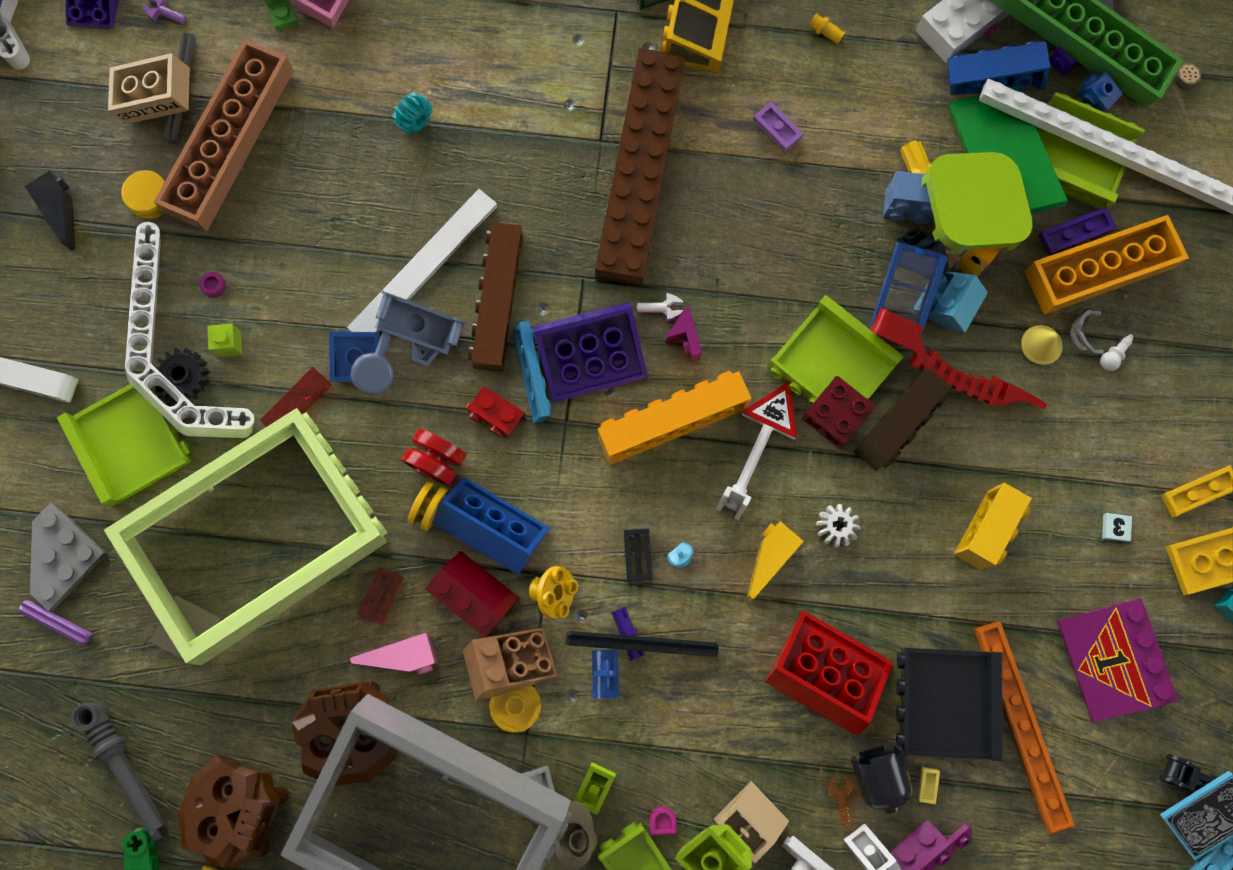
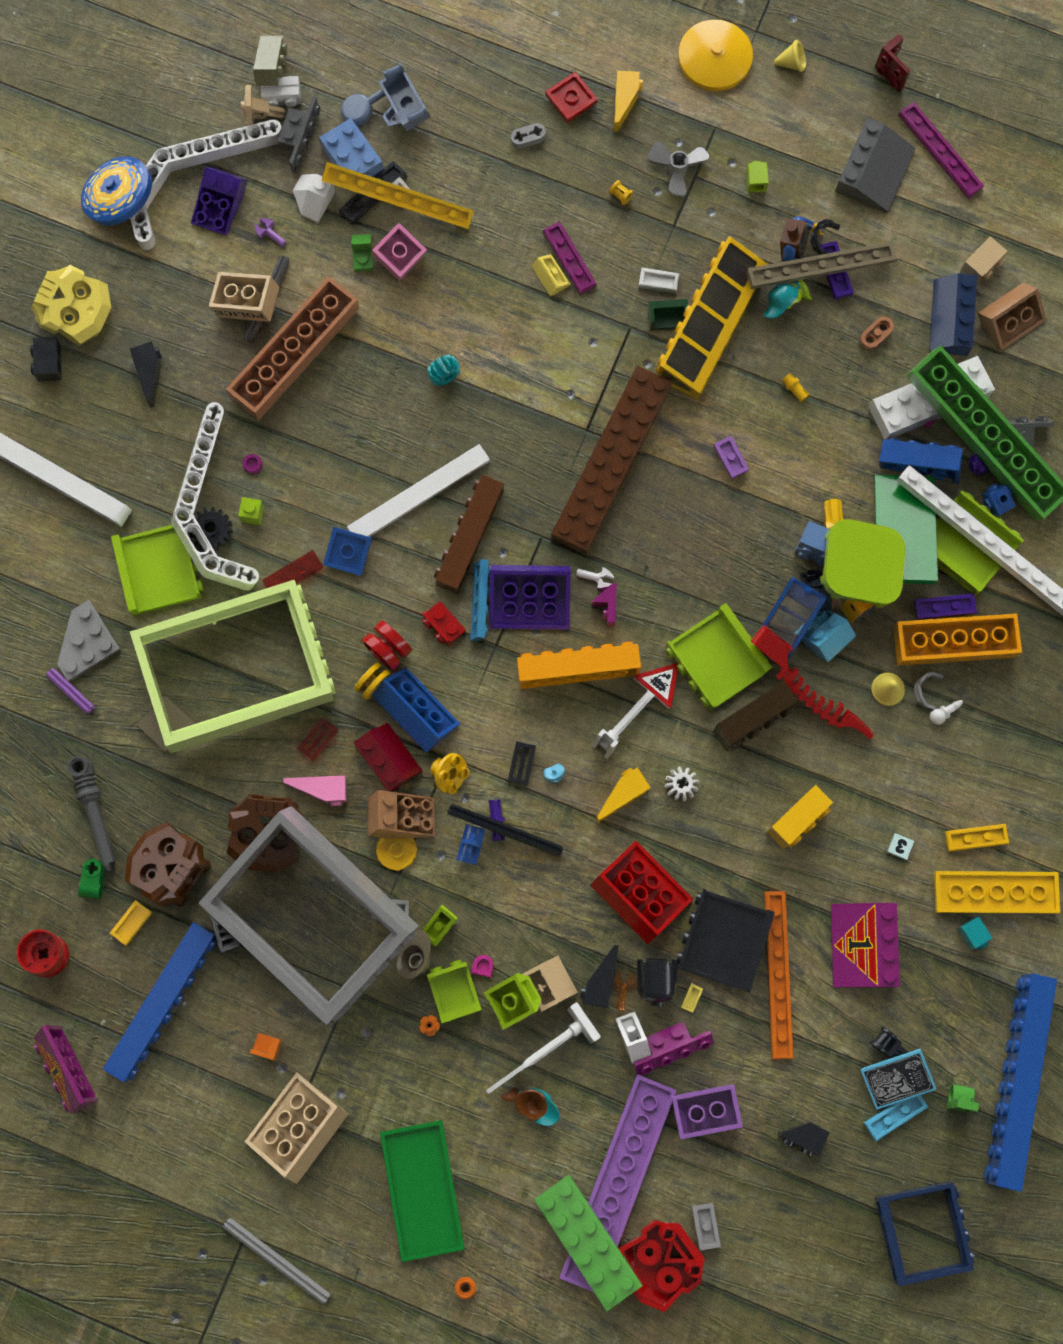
camera: 15 degrees right, 0 degrees up
(140, 193) = (217, 377): yellow head -> none
(413, 322) = (396, 535): sand blue piece -> none
(813, 802) = (600, 984): none -> black slope
(838, 412) = (708, 696): dark red bracket -> none

